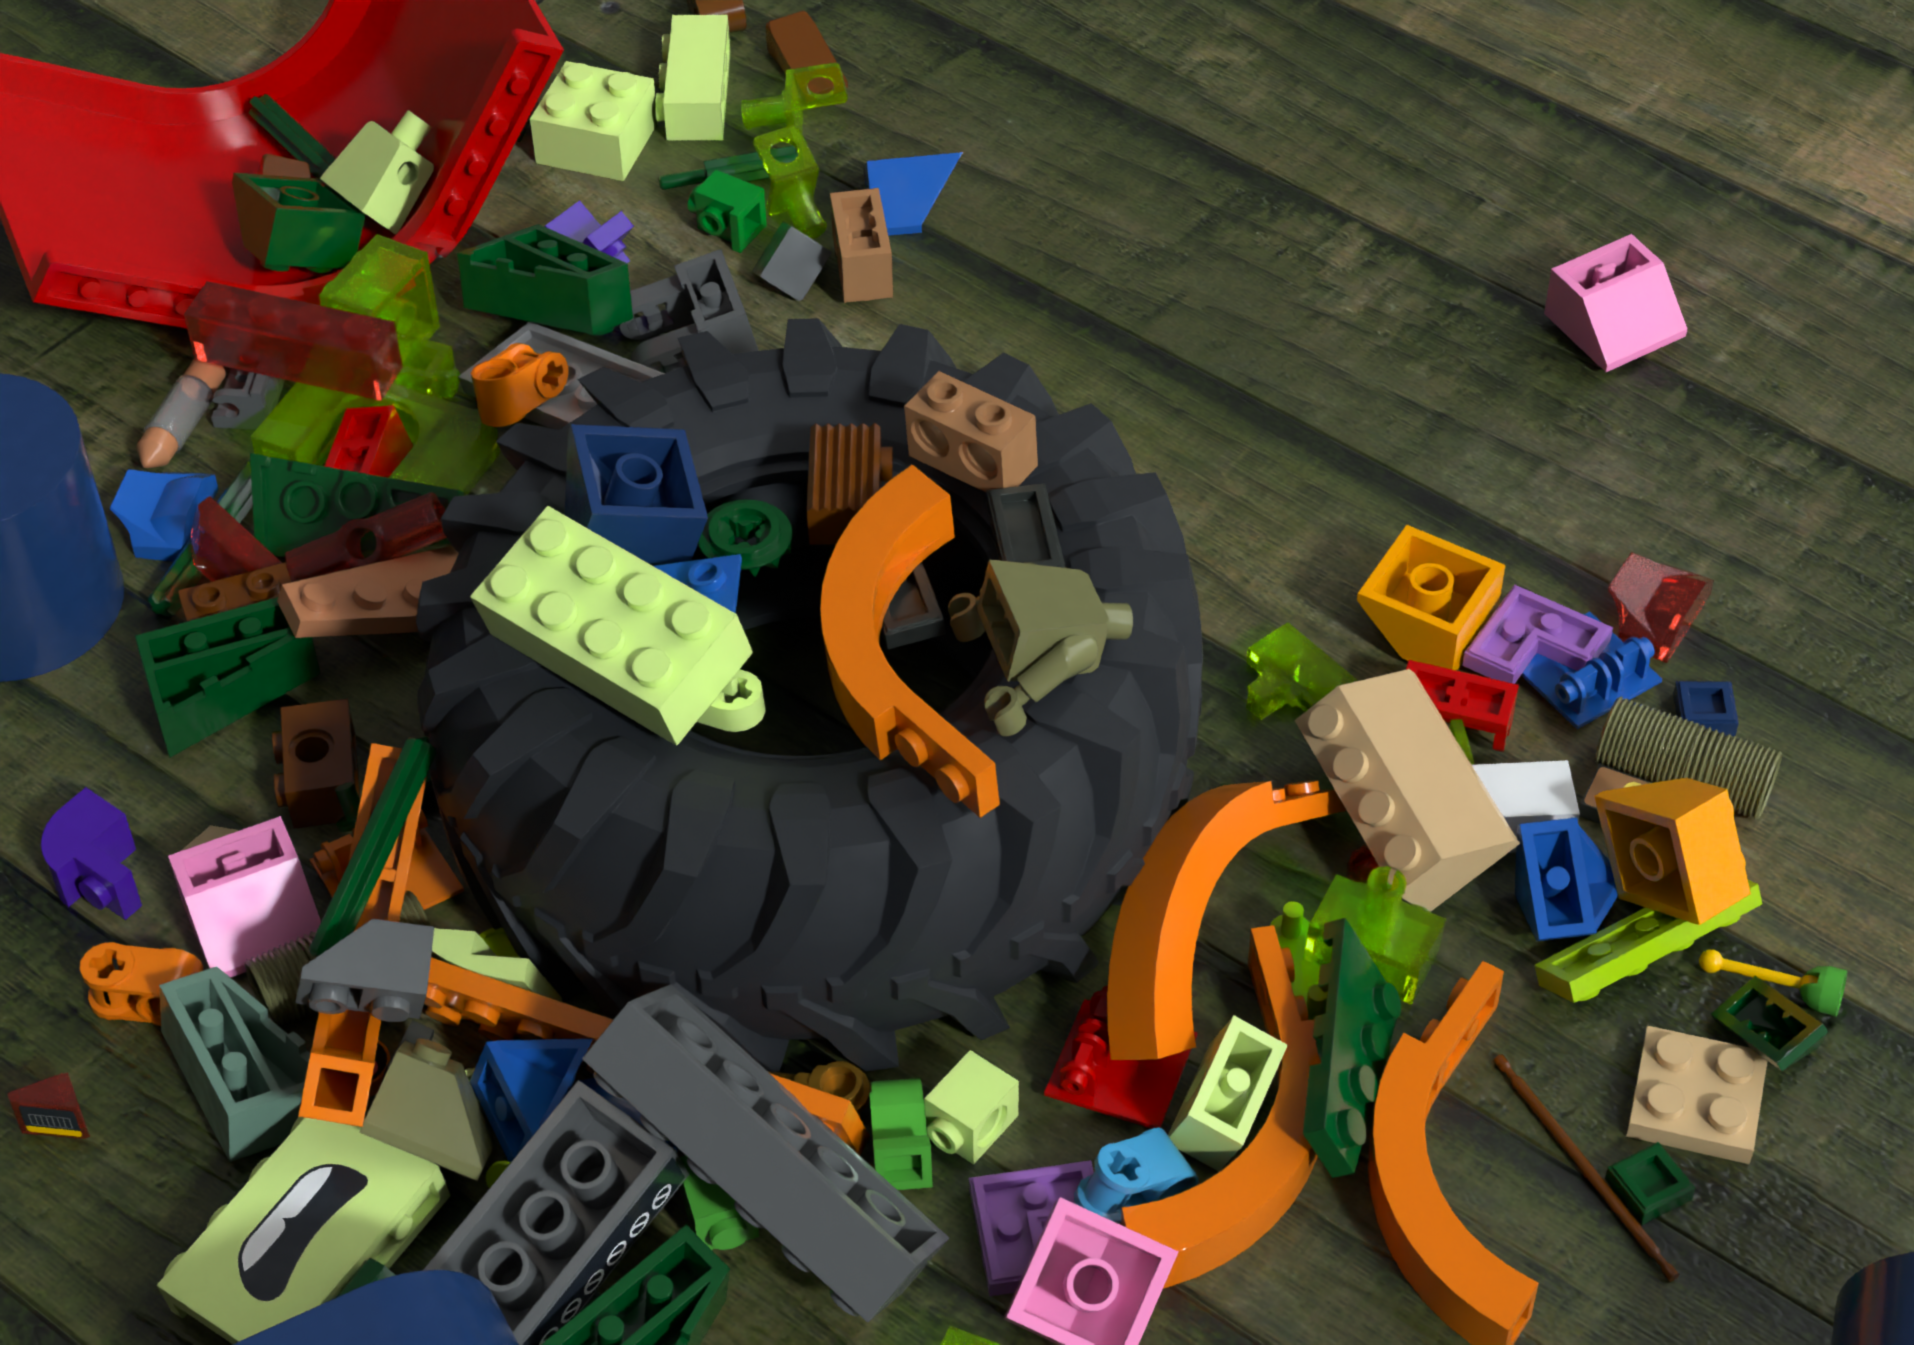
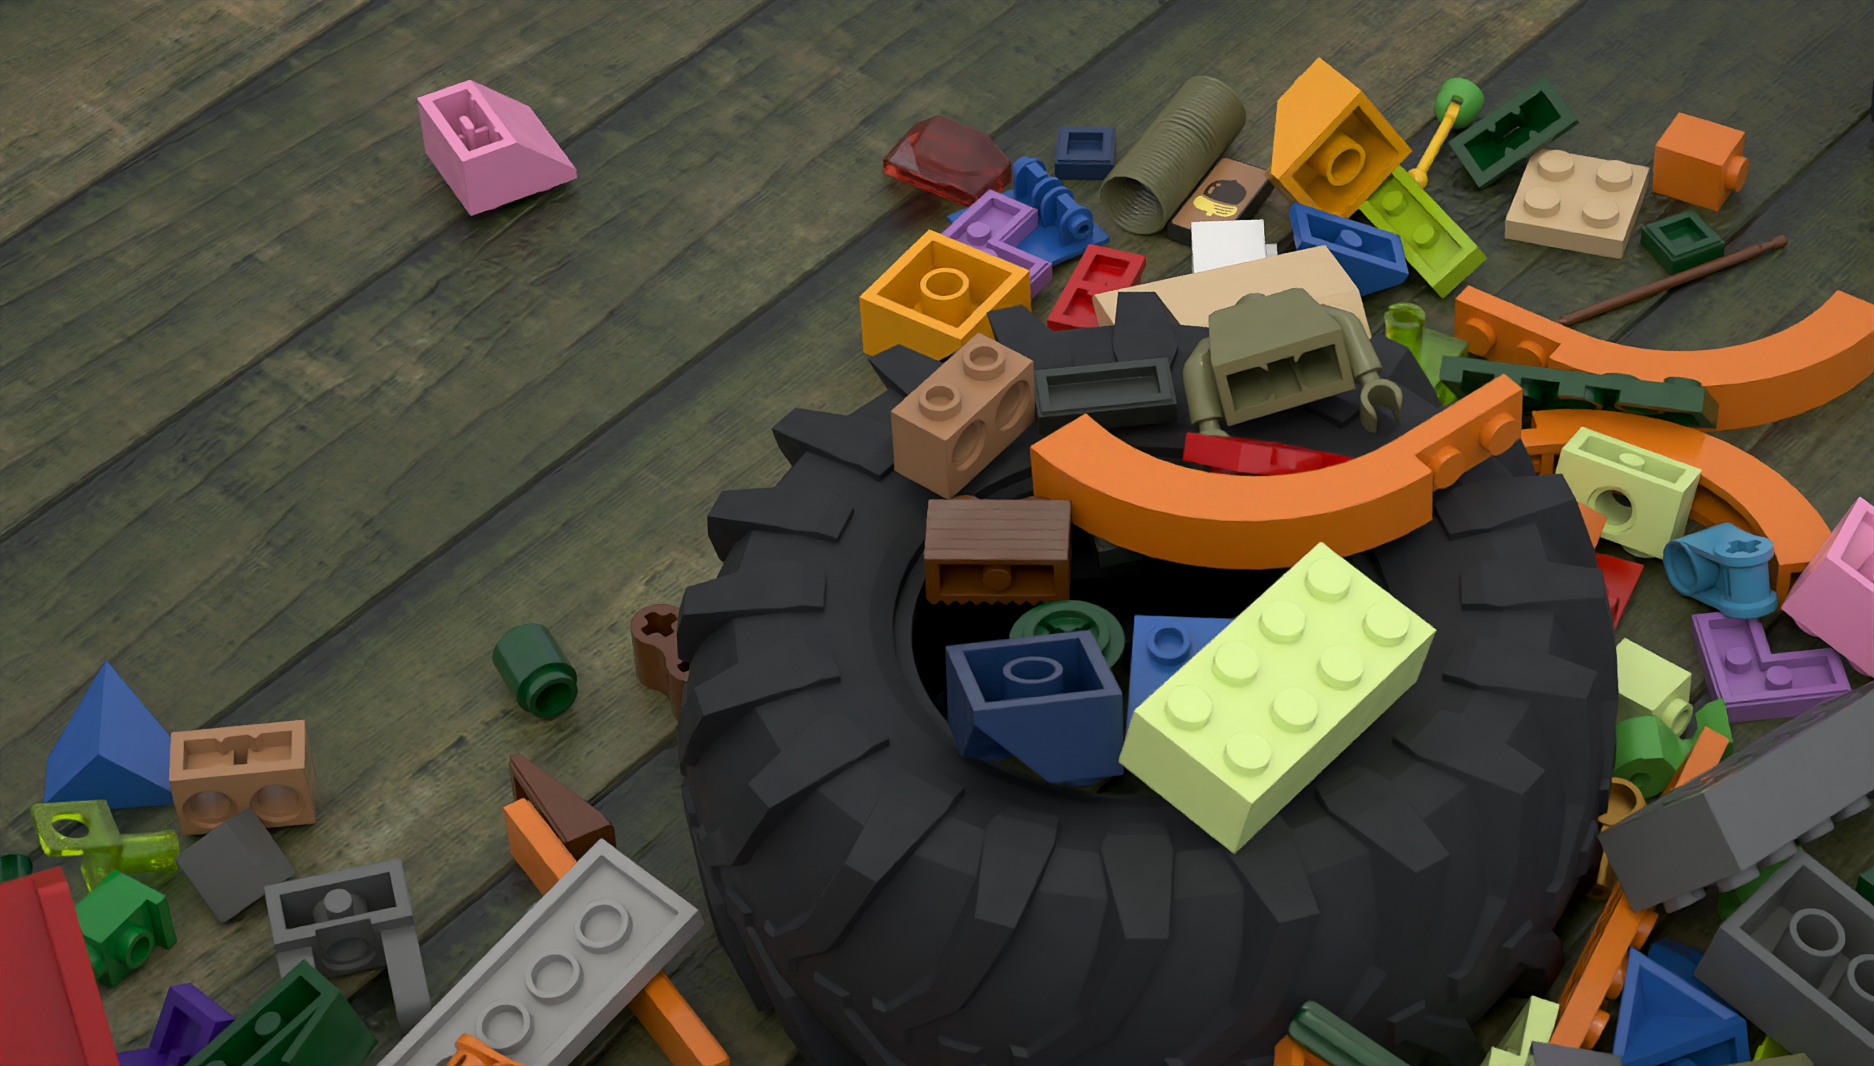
camera: 85 degrees left, 5 degrees down
(928, 634) = (1255, 457): none -> red wing
(1764, 1190) = (1699, 162): none -> orange brick

